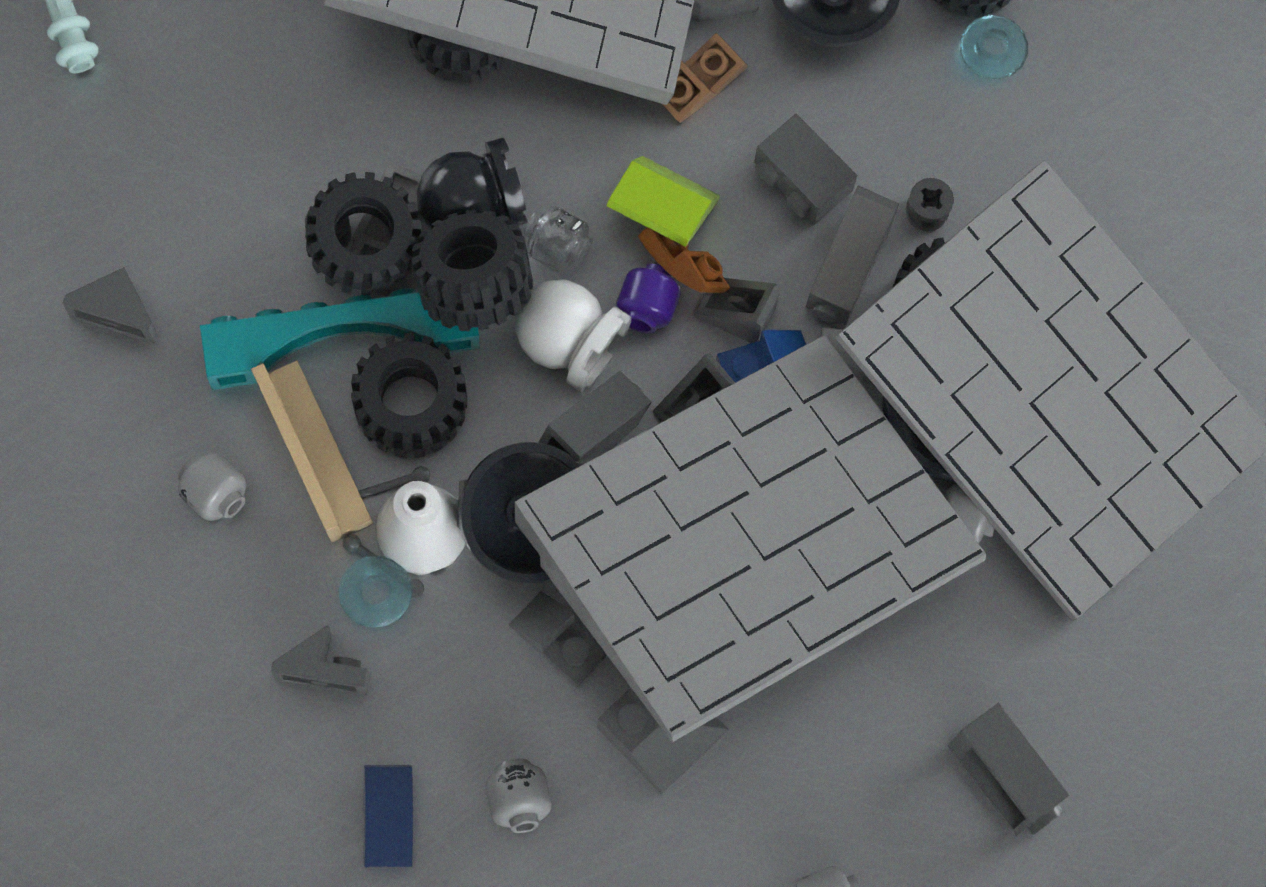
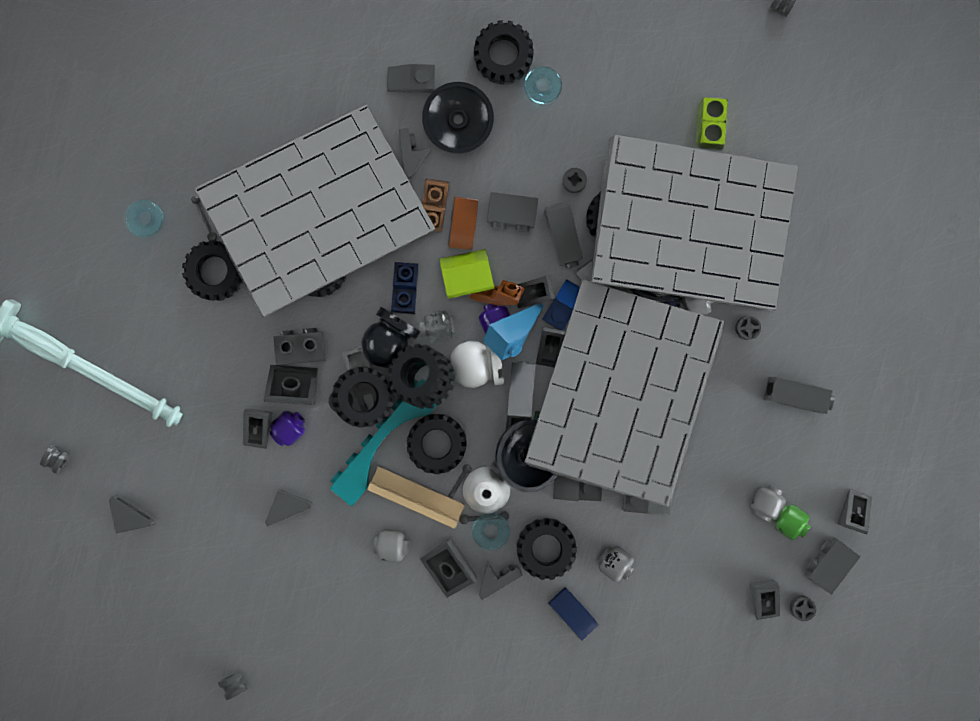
camera: 40 degrees left, 15 degrees up
(178, 163) = (256, 428): none -> dark grey slope
(219, 200) = (287, 428): none -> dark purple head
(267, 590) = (449, 568): none -> dark grey slope
(276, 151) = (291, 385): none -> dark grey slope
(337, 108) = (299, 348): none -> dark grey brick
(433, 642) = (561, 563): none -> black tyre
(559, 153) = (404, 288): none -> dark blue slope
(660, 320) = (509, 334): none -> dark azure slope
(719, 132) = (463, 223): none -> dark orange slope
(1018, 609) = (752, 327): none -> dark grey wheel
(1197, 271) = (701, 139): none -> lime piece

